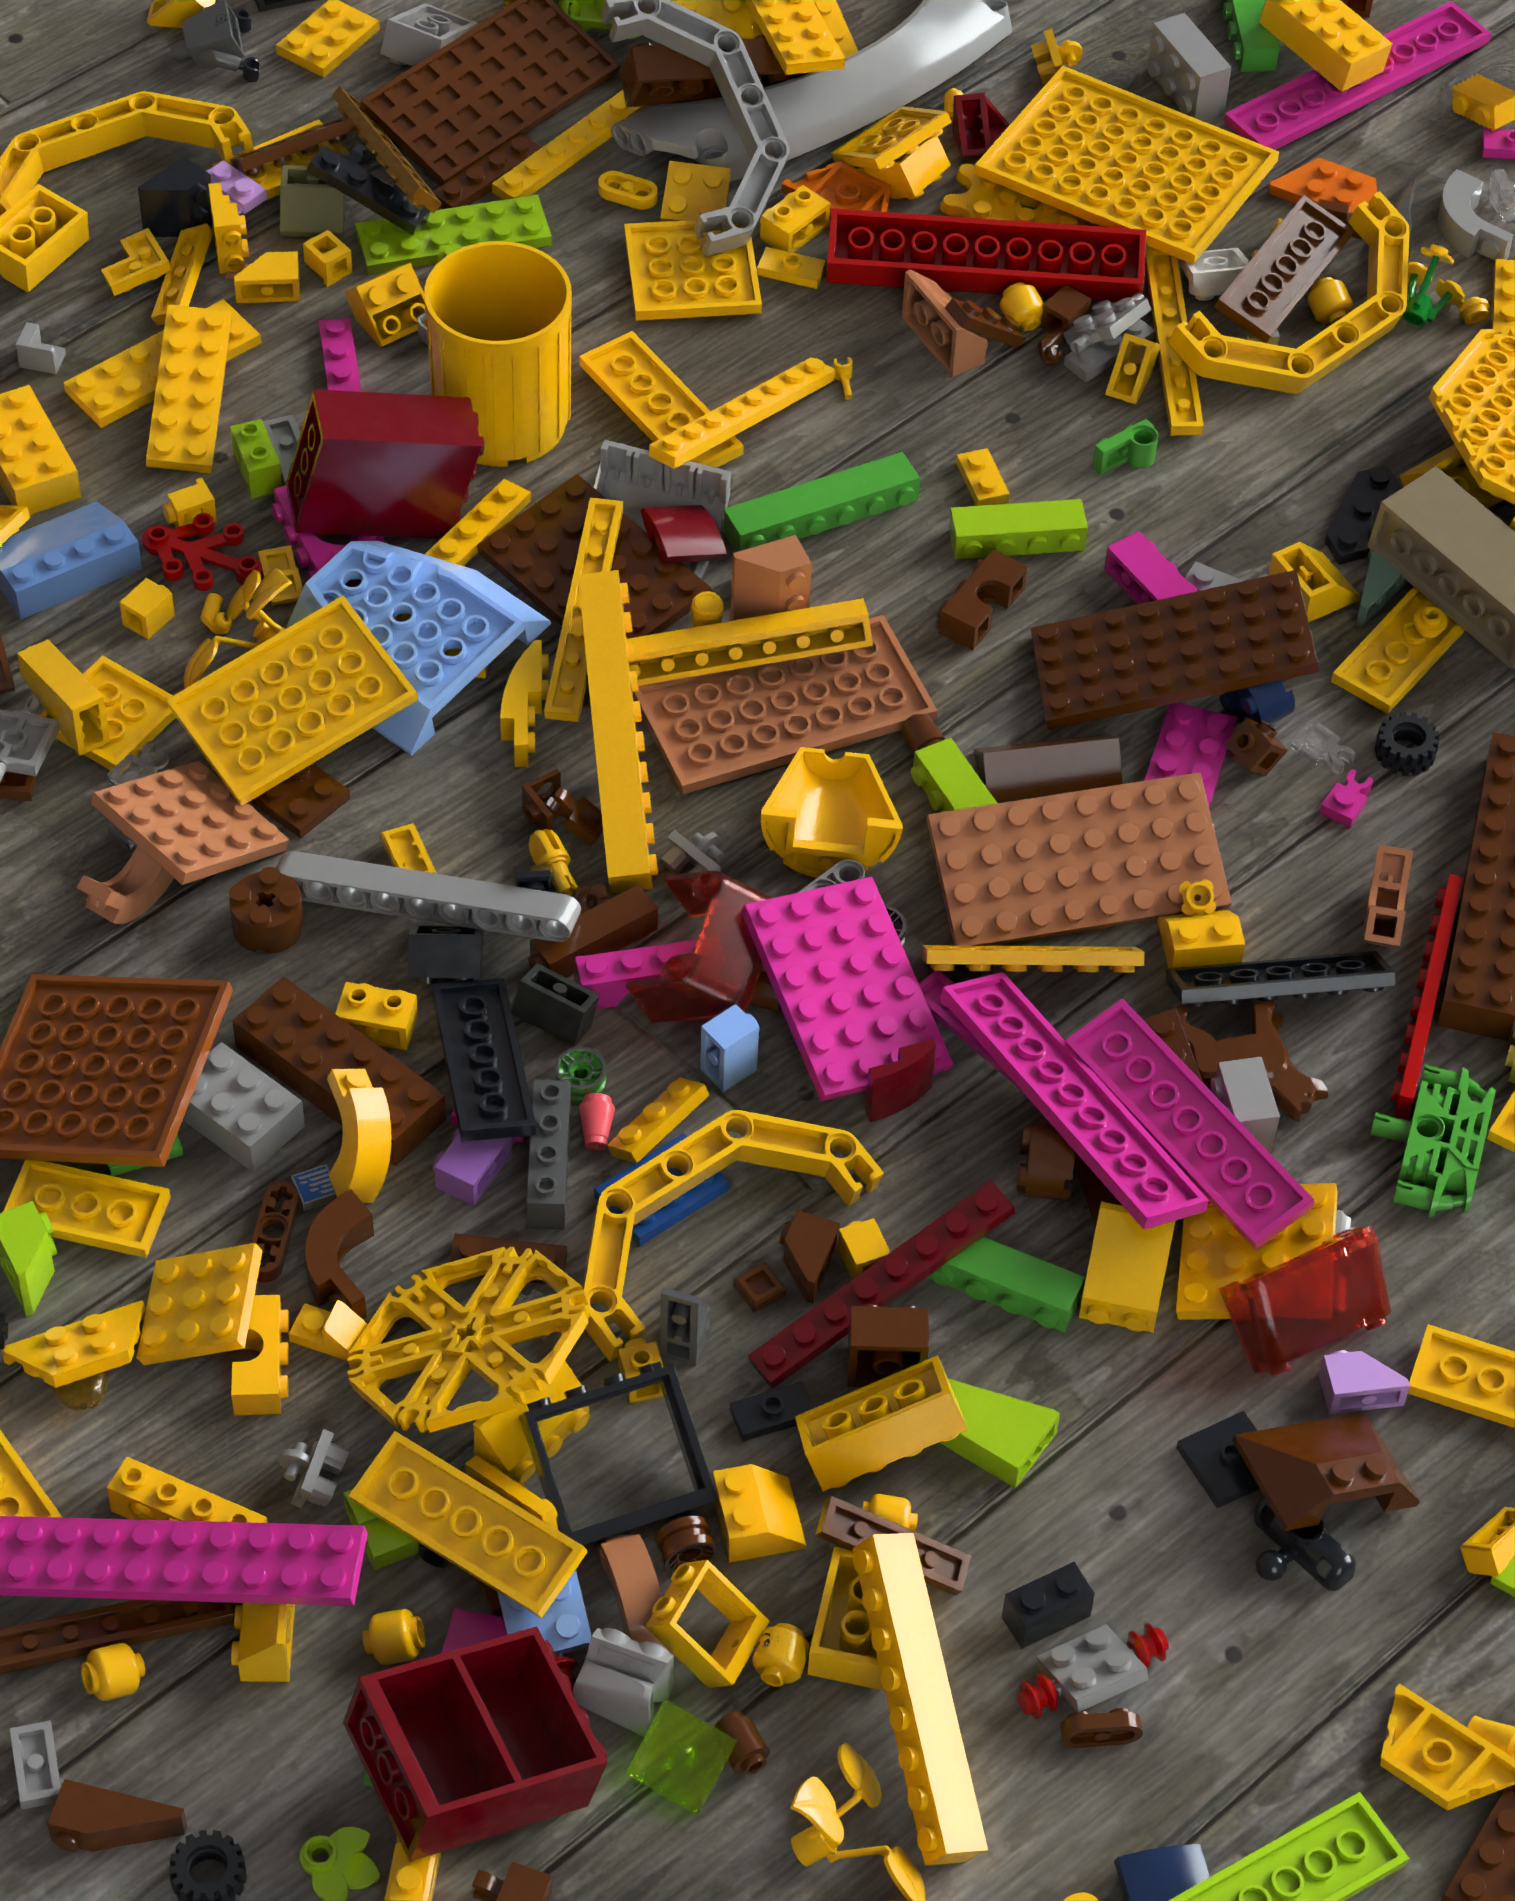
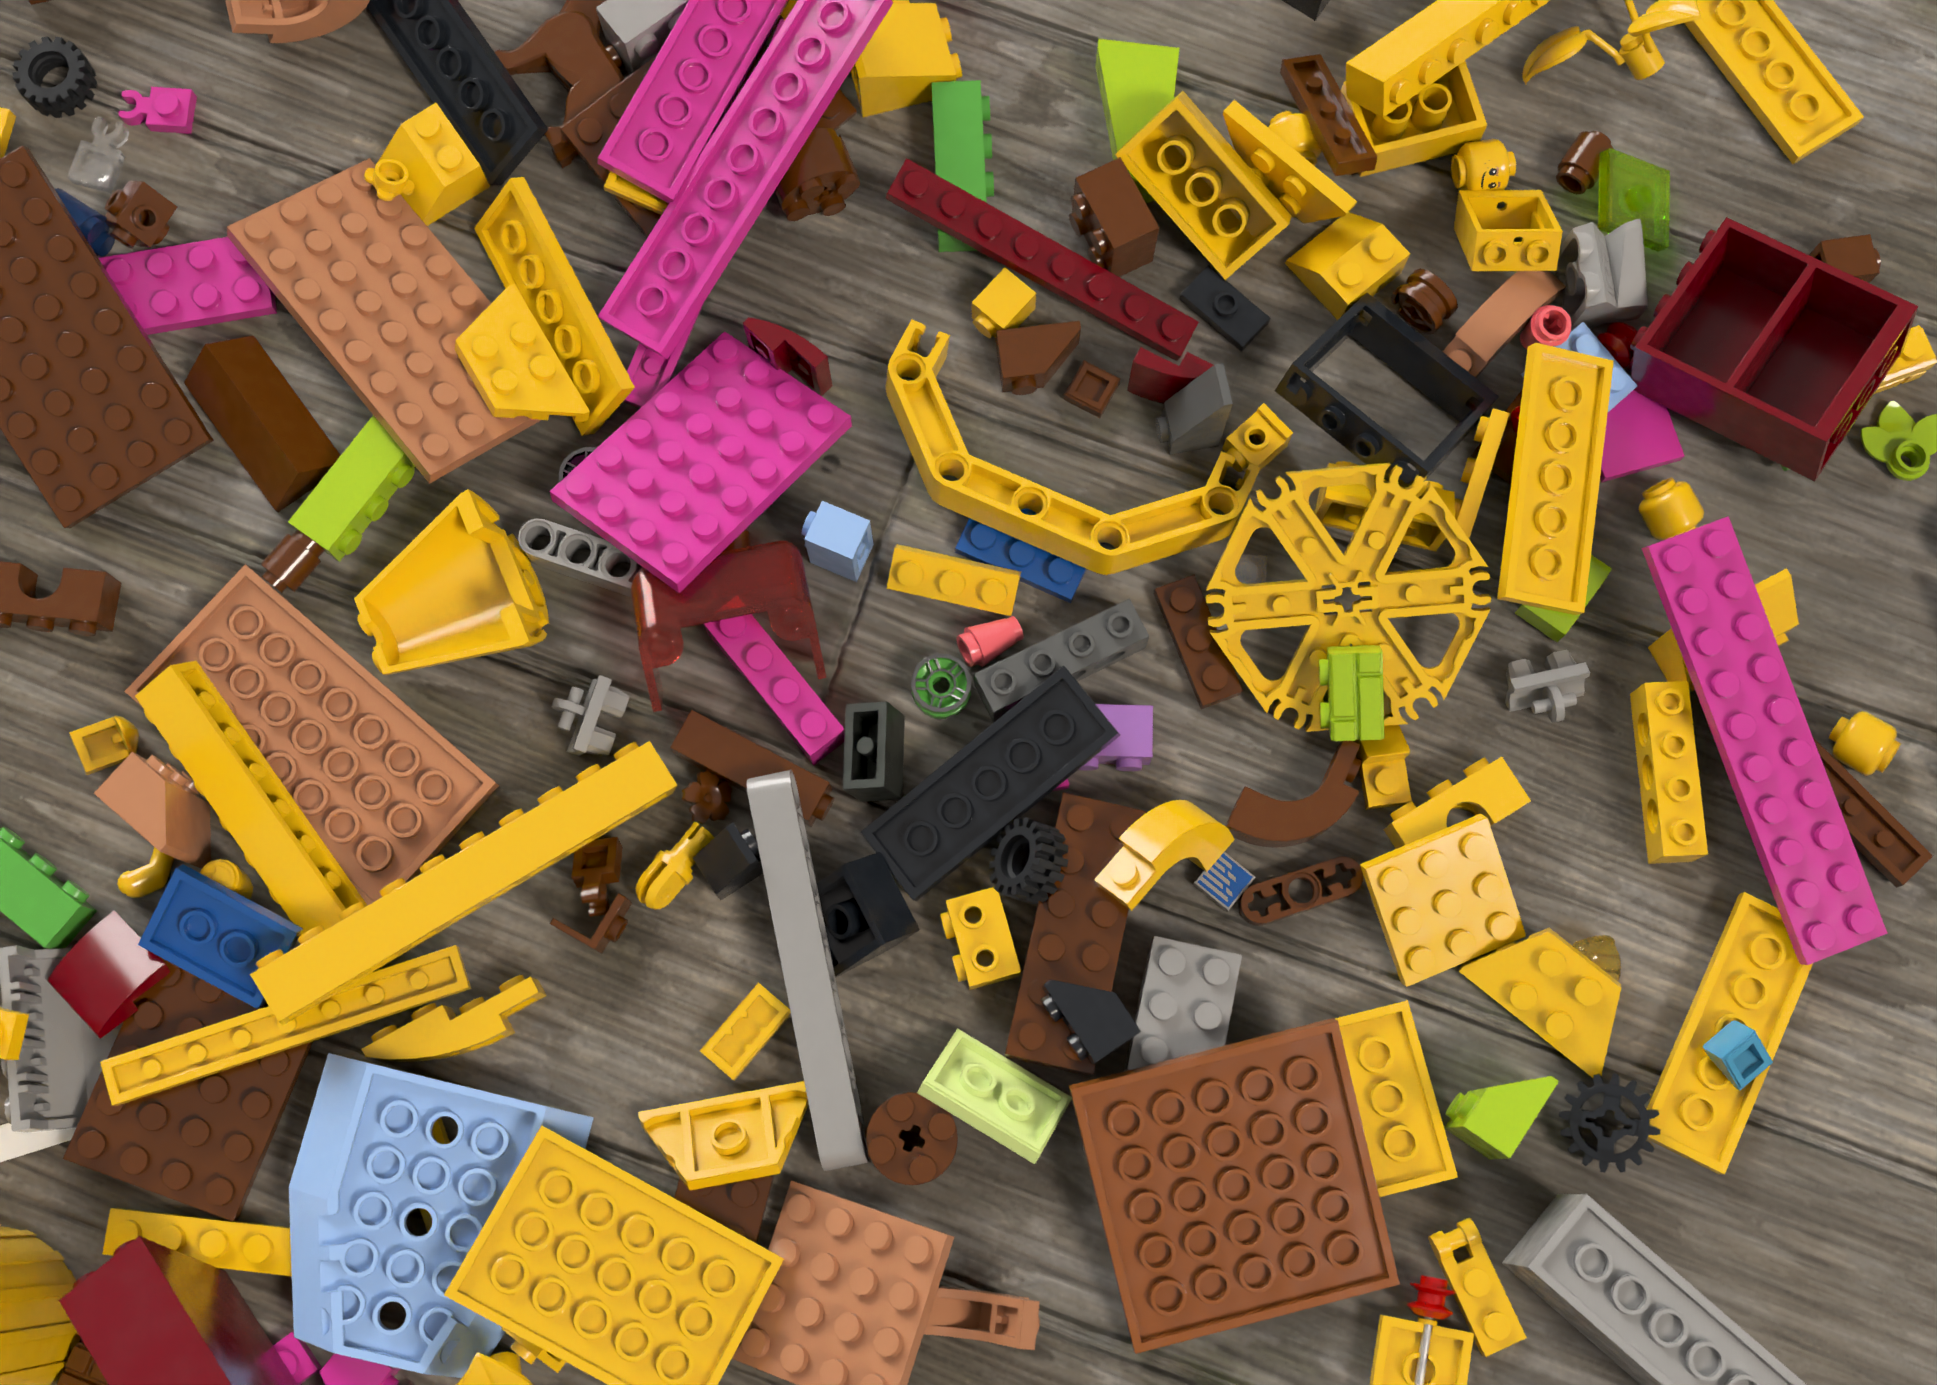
camera: 115 degrees left, 25 degrees up
(260, 960) = (995, 1095): none -> yellowish green tile
(271, 1019) = (1093, 1016): none -> black slope
(343, 809) = (728, 1135): none -> yellow wing
(392, 1311) = (1354, 693): none -> lime brick
(408, 1048) = (1028, 861): none -> black tyre
(601, 1602) = (1547, 326): none -> coral cone
(670, 586) = (216, 933): none -> blue plate
(725, 1319) = (1161, 379): none -> dark red slope
(852, 587) = (105, 743): none -> yellow plate
(861, 1480) = (1284, 171): none -> yellow wing
(996, 913) = (516, 363): none -> yellow wing

